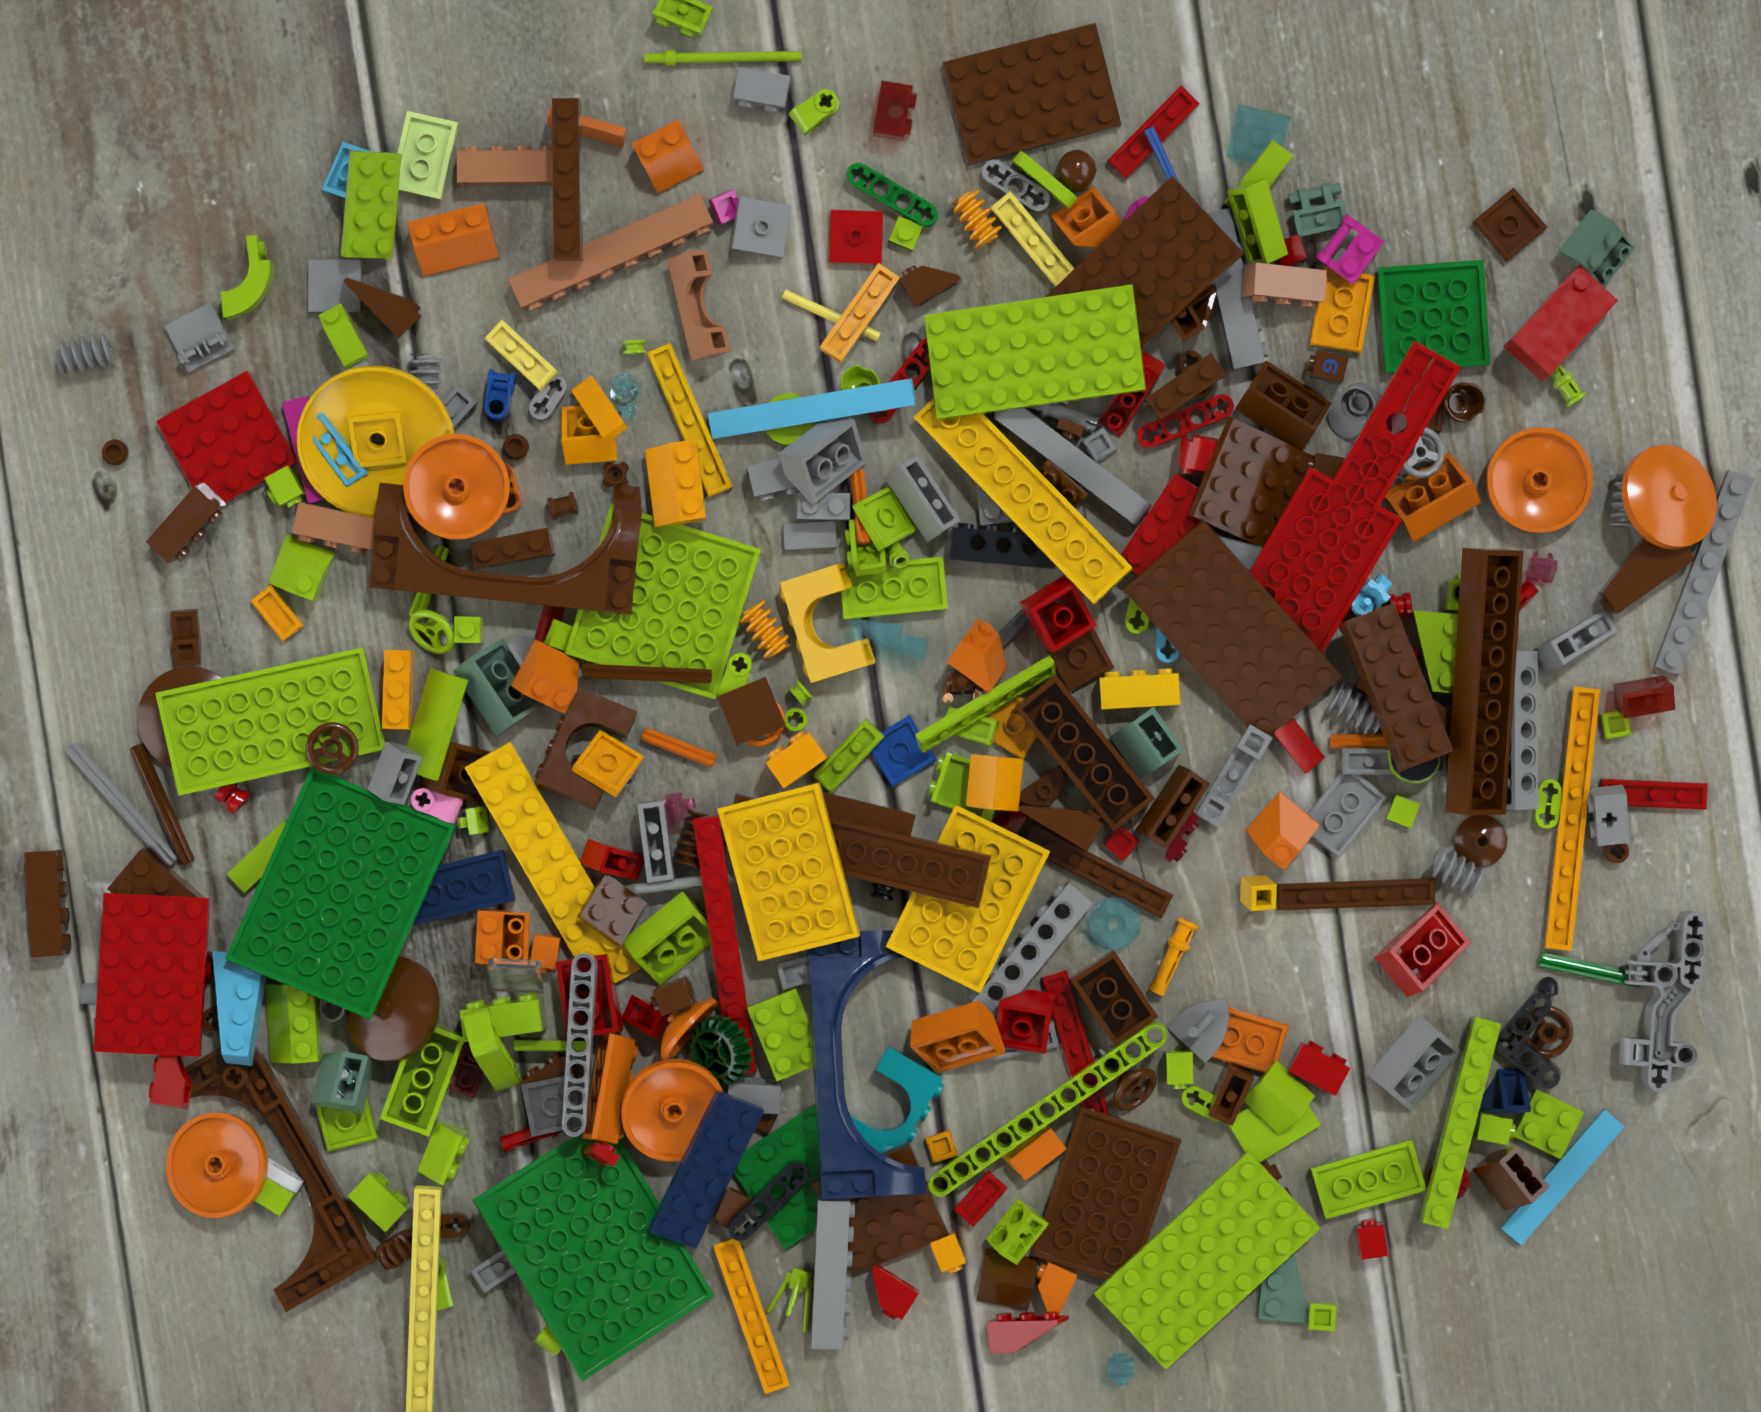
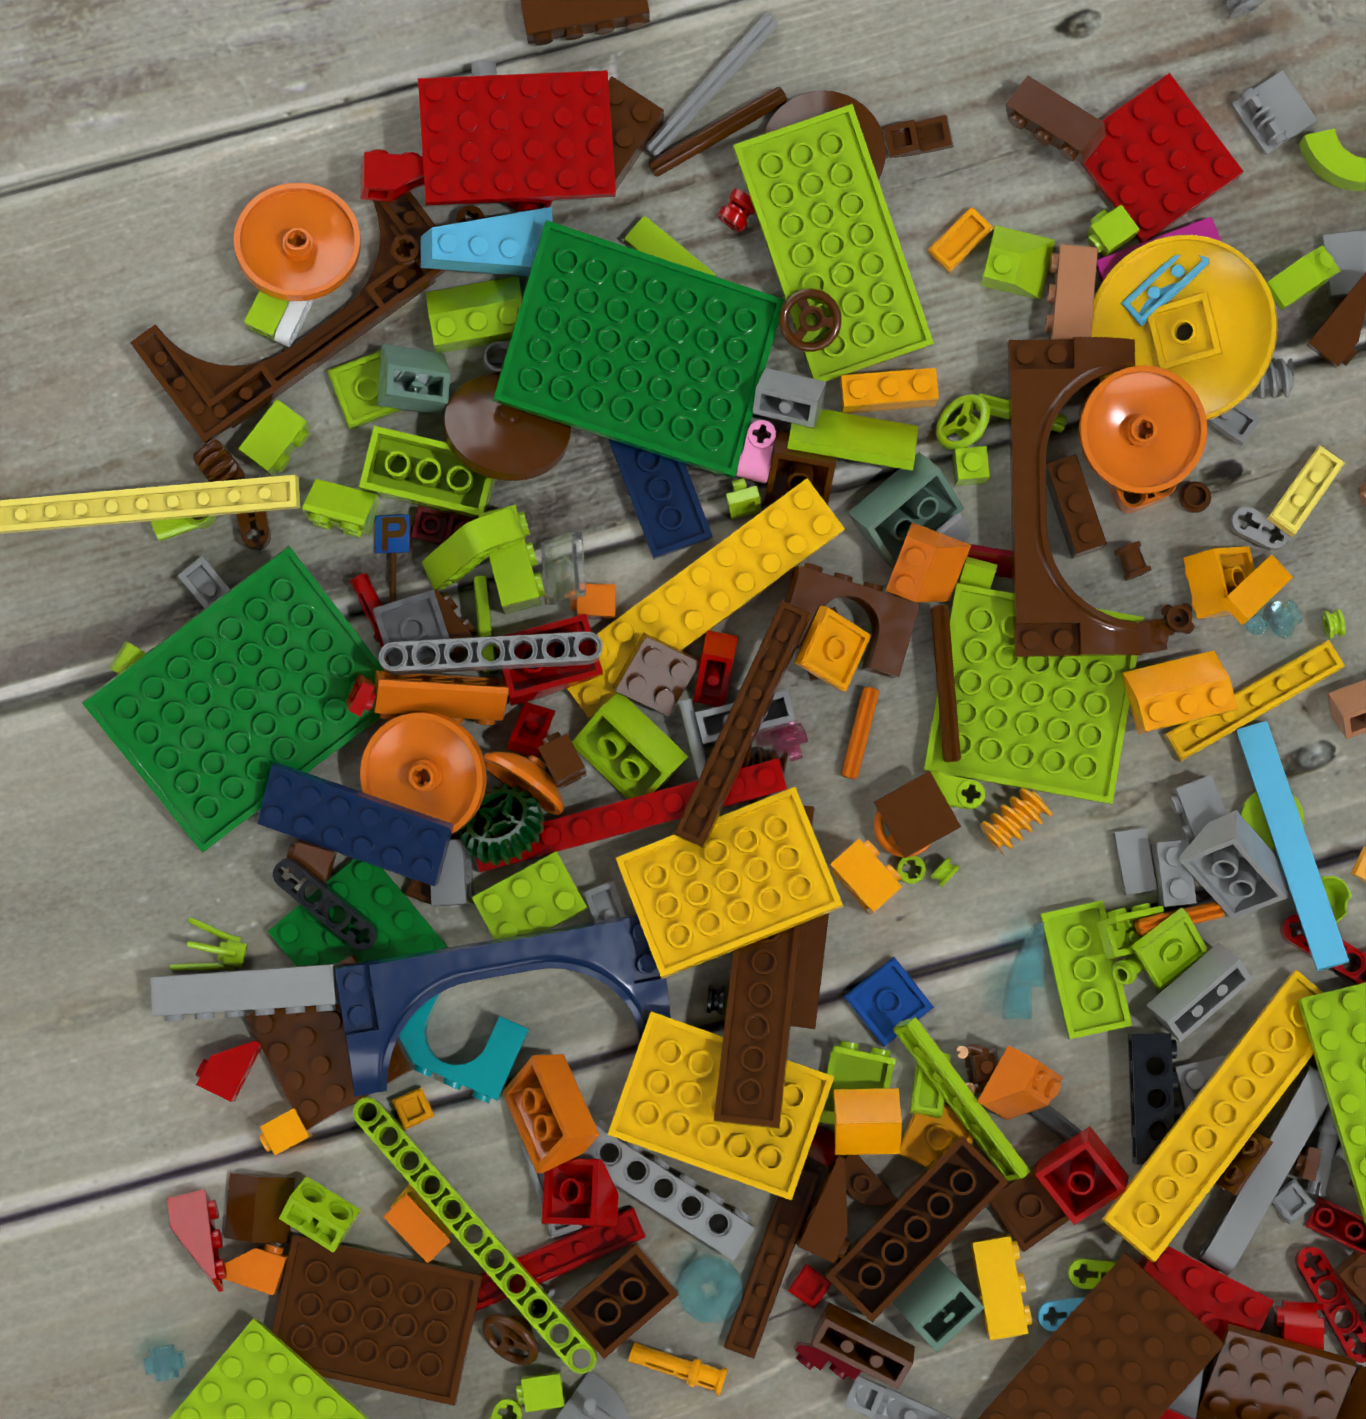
camera: 80 degrees right, 5 degrees down
(115, 452) = (1125, 30): reddish brown plate -> none
(472, 1112) = (392, 537): none -> piece
(499, 392) = (1261, 469): blue piece -> none
(502, 935) = (610, 546): orange slope -> none
(661, 845) = (742, 724): none -> reddish brown tile
(751, 1315) = (183, 900): light orange plate -> none
(801, 597) = (1060, 860): yellow arch -> none
(848, 755) = (876, 938): lime tile -> none
(980, 1198) = (355, 1163): red plate -> none

